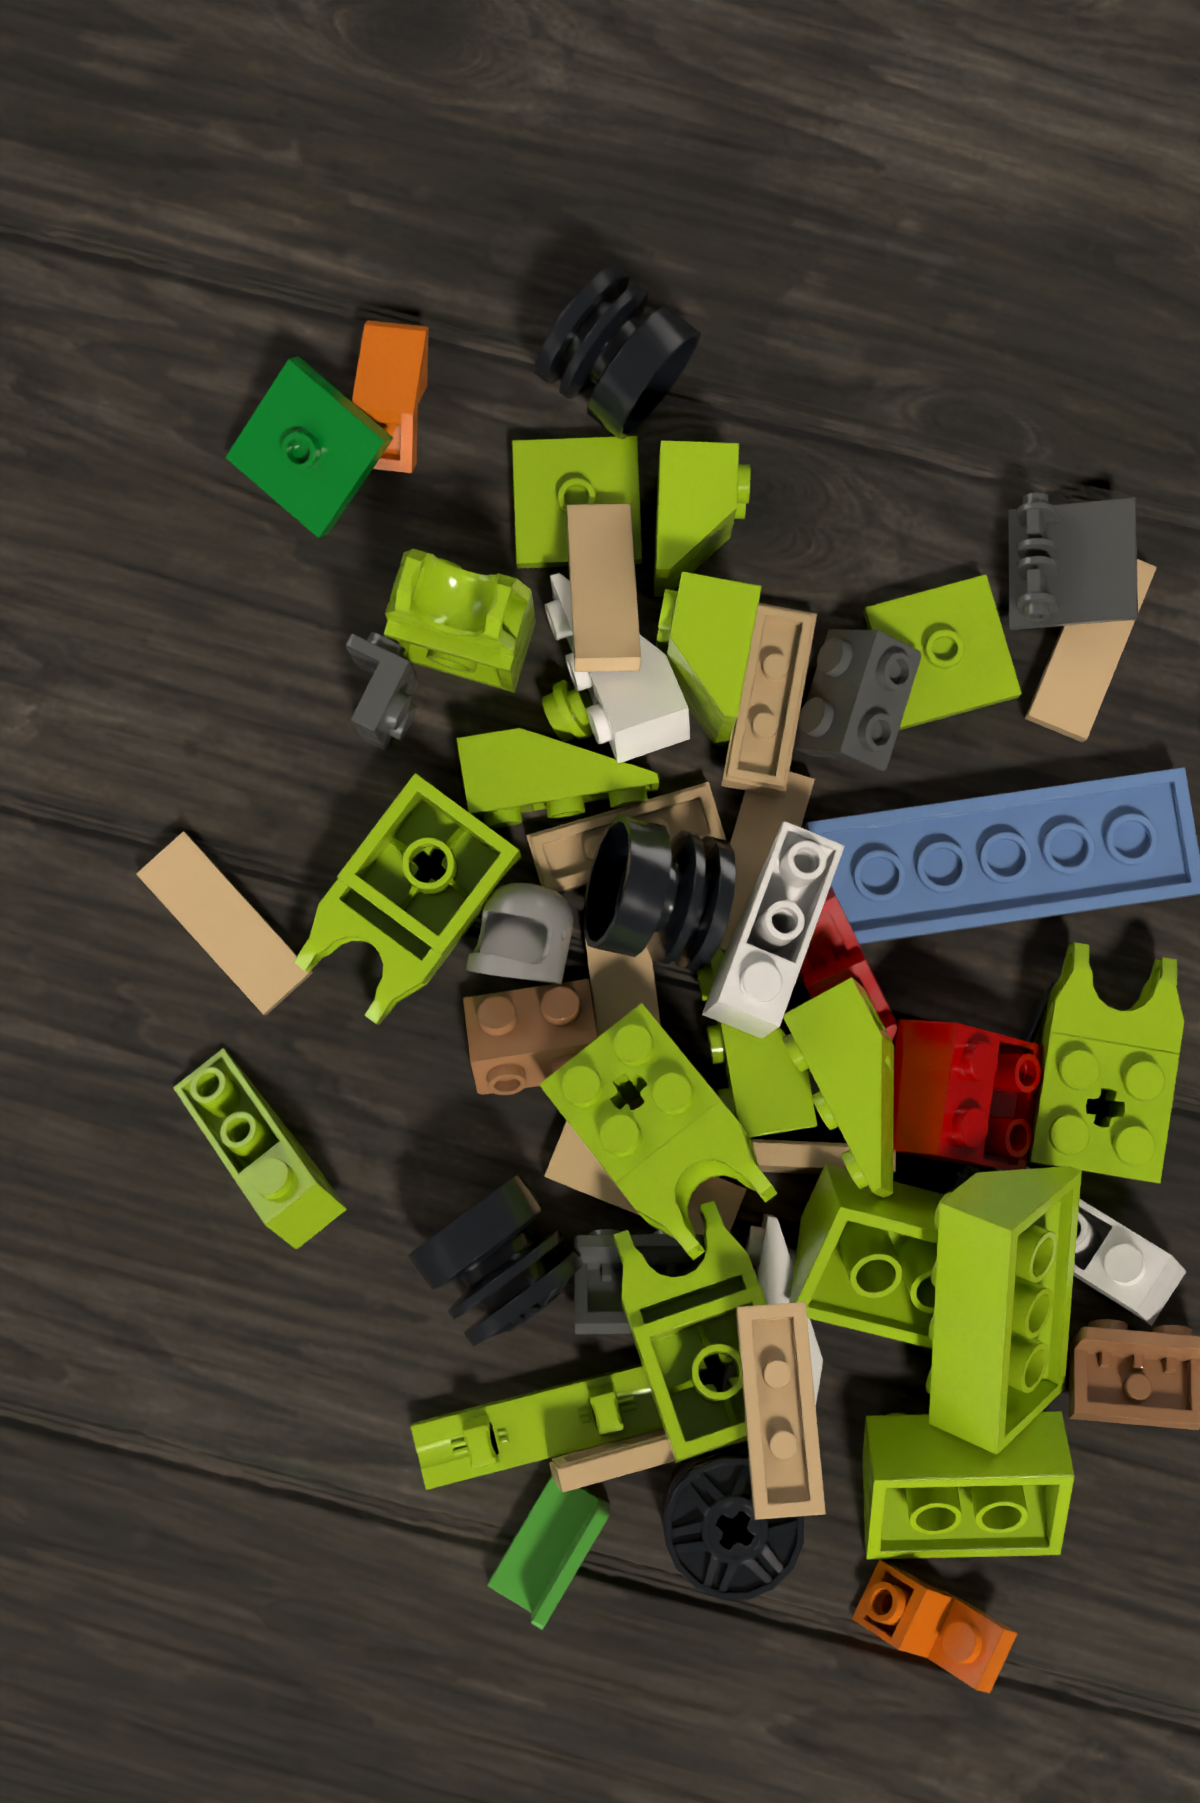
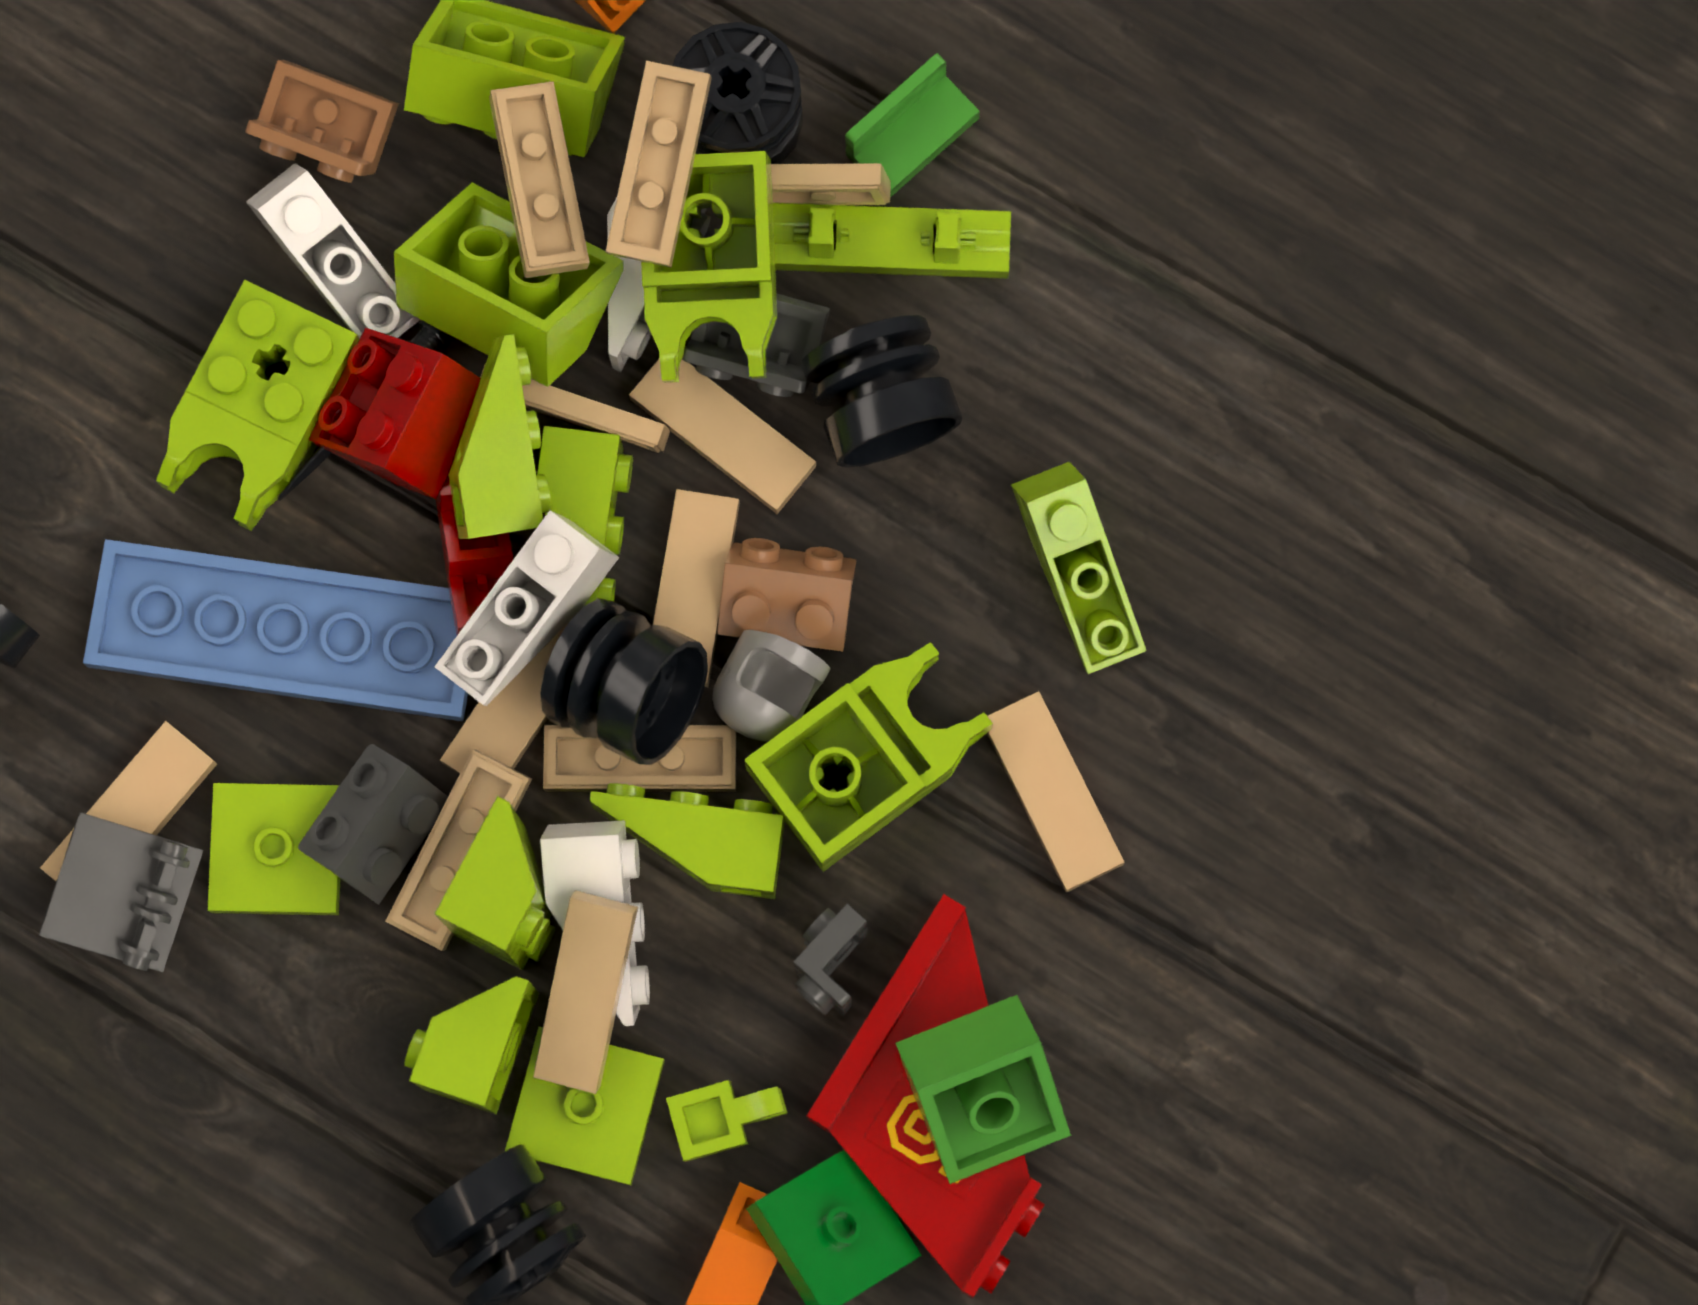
camera: 160 degrees left, 5 degrees down
(204, 613) = (984, 1088): none -> bright green slope
(253, 588) = (883, 1131): none -> red piece
(452, 520) = (713, 1119): none -> lime plate
(460, 620) = (732, 998): lime brick -> none
(568, 712) = (658, 892): lime plate -> none
(668, 1141) = (688, 440): lime brick -> none
(901, 1370) = (539, 179): none -> tan tile
(1002, 1301) = (422, 216): lime slope -> none

